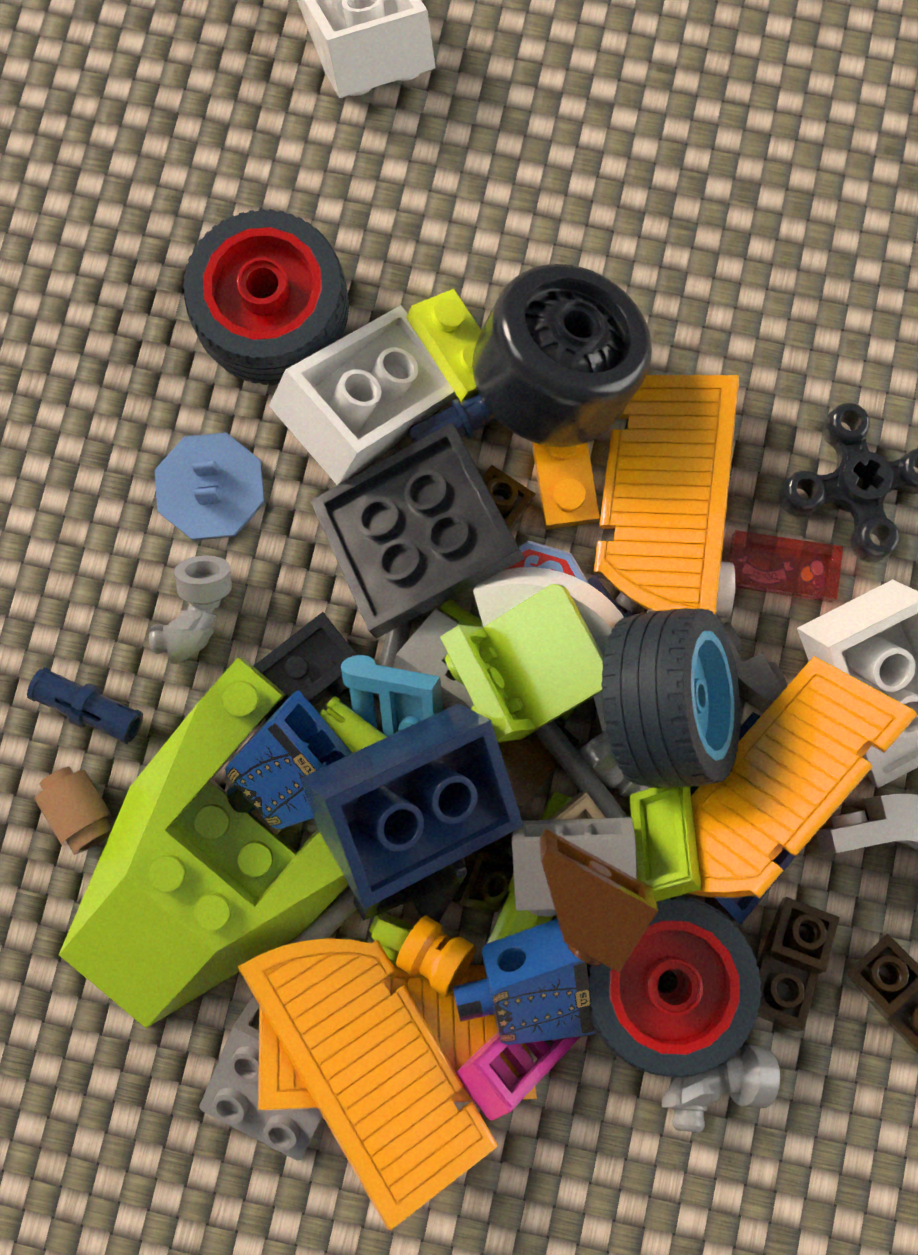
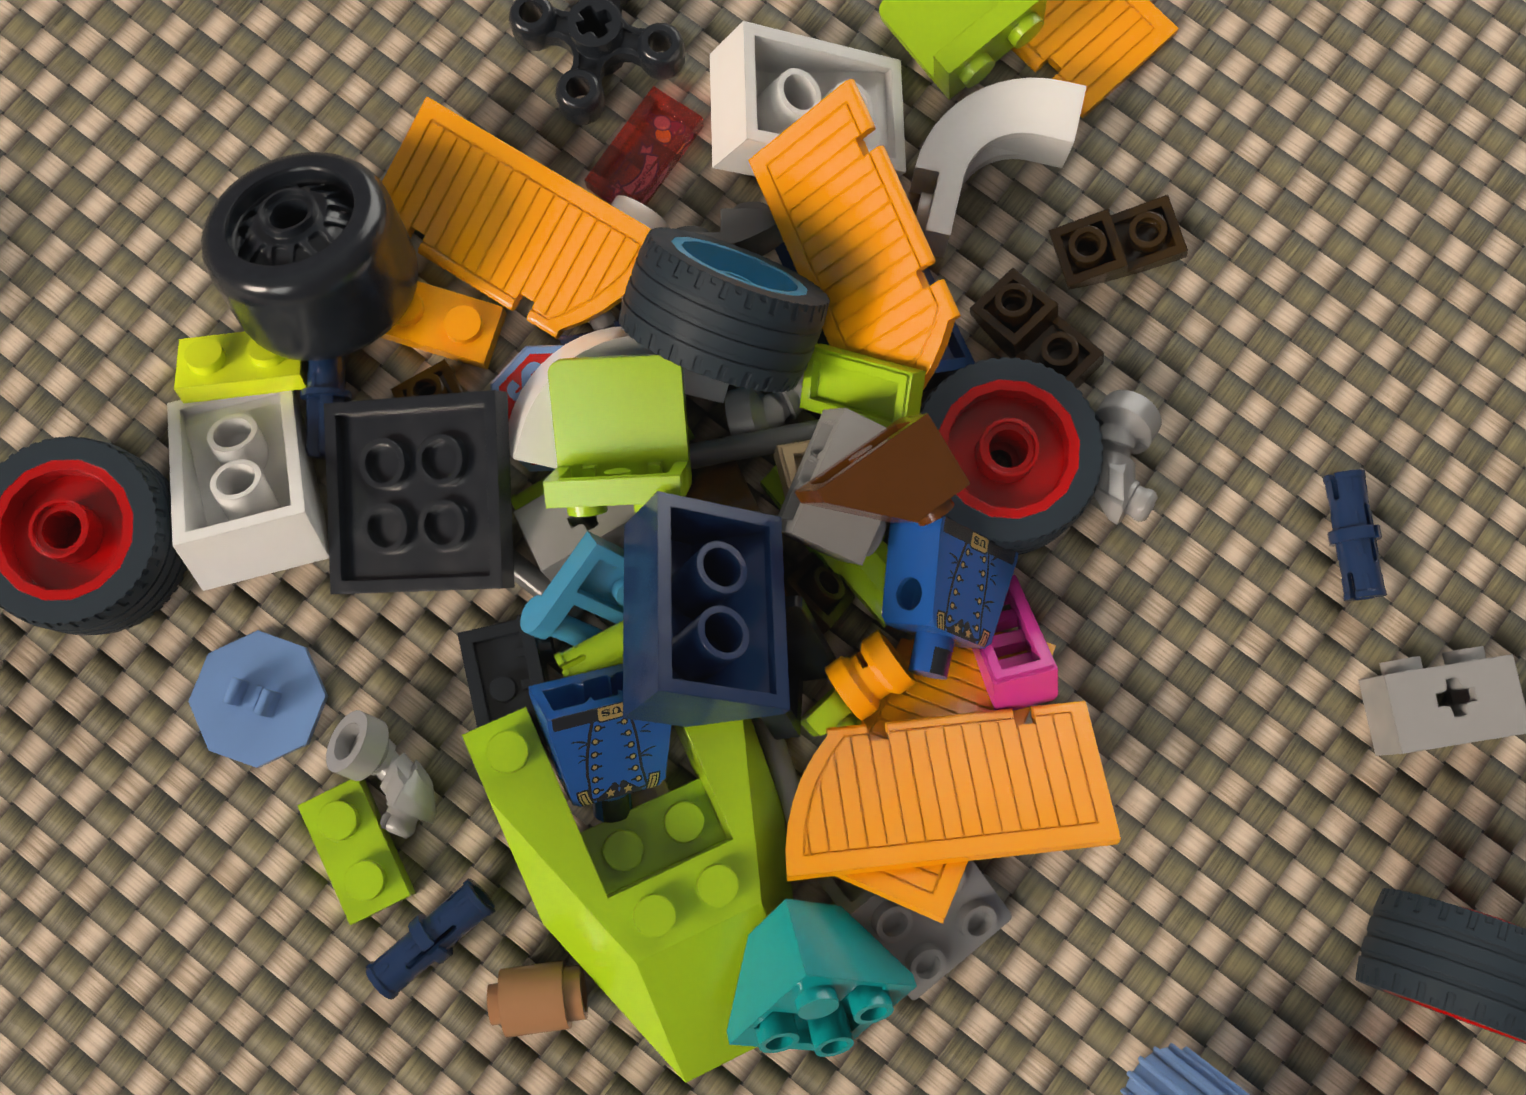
camera: 65 degrees left, 0 degrees up
(126, 615) = (356, 850): none -> lime plate
(173, 1023) = (813, 981): none -> teal slope

